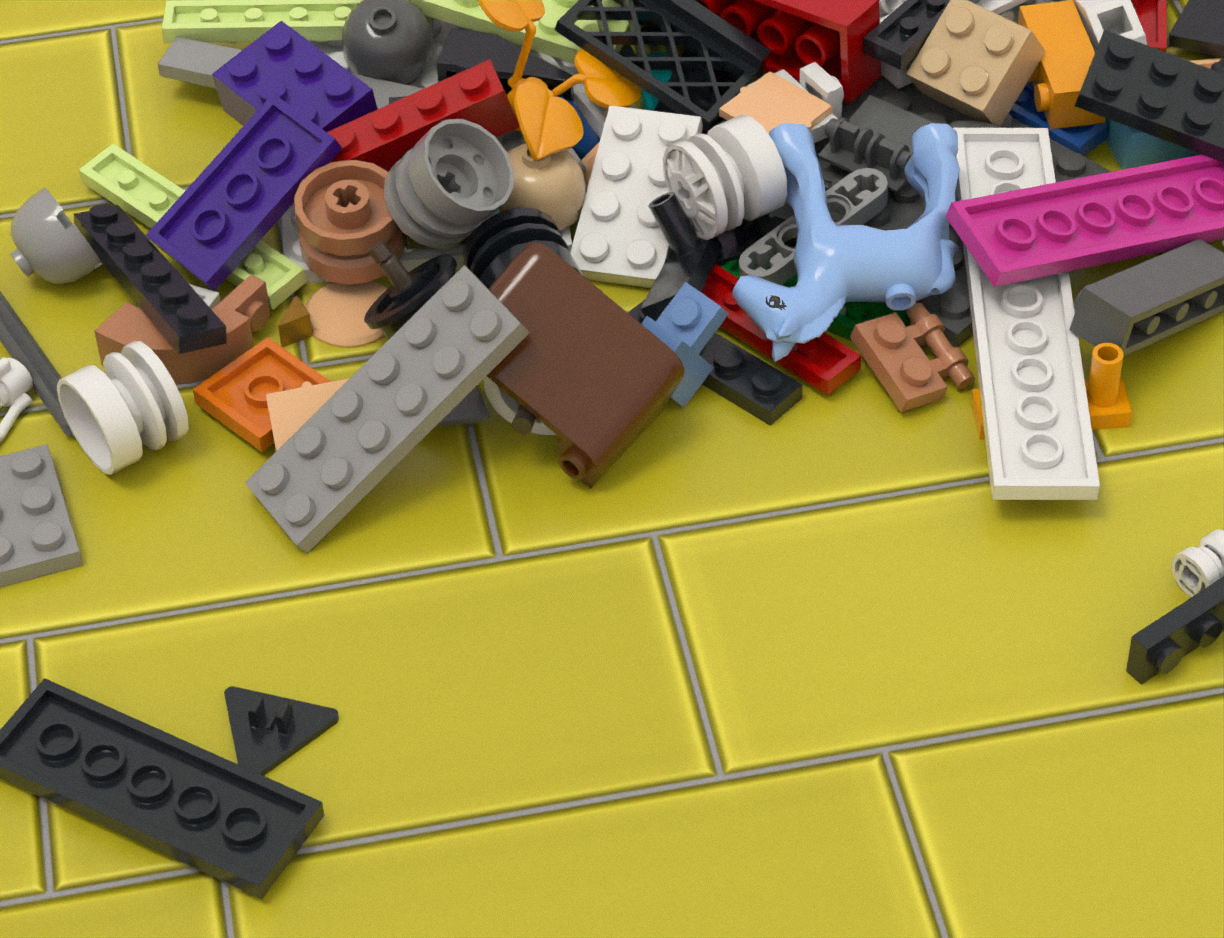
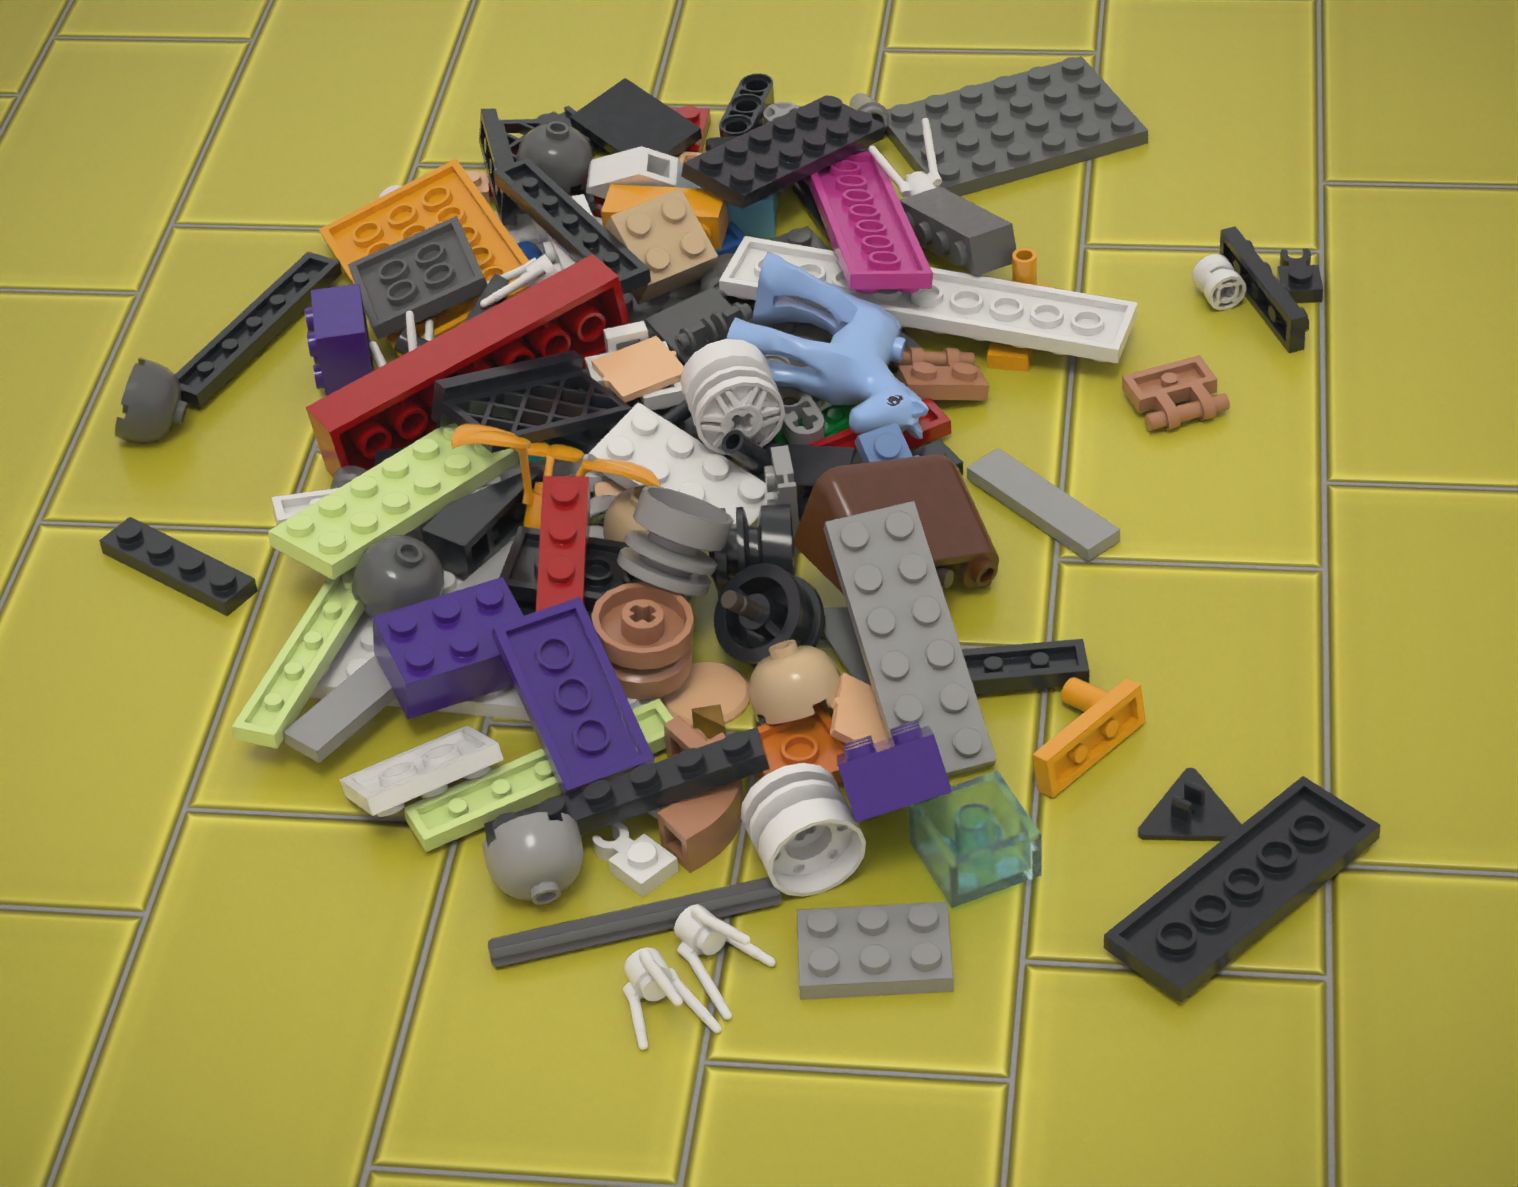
camera: 70 degrees left, 5 degrees down
(90, 315) = (636, 863): none -> white plate
(151, 543) = (976, 839): none -> clear light blue brick
(154, 137) = (421, 771): none -> white plate
(186, 440) = (892, 771): none -> dark purple brick
(331, 345) = (792, 682): none -> tan cylinder
(349, 610) = (1102, 726): none -> light orange piece
(440, 522) = (1026, 665): none -> black plate
(622, 265) = (780, 480): none -> light grey plate
(731, 498) = (1043, 504): none -> light grey tile
(982, 556) = (1171, 384): none -> nougat plate

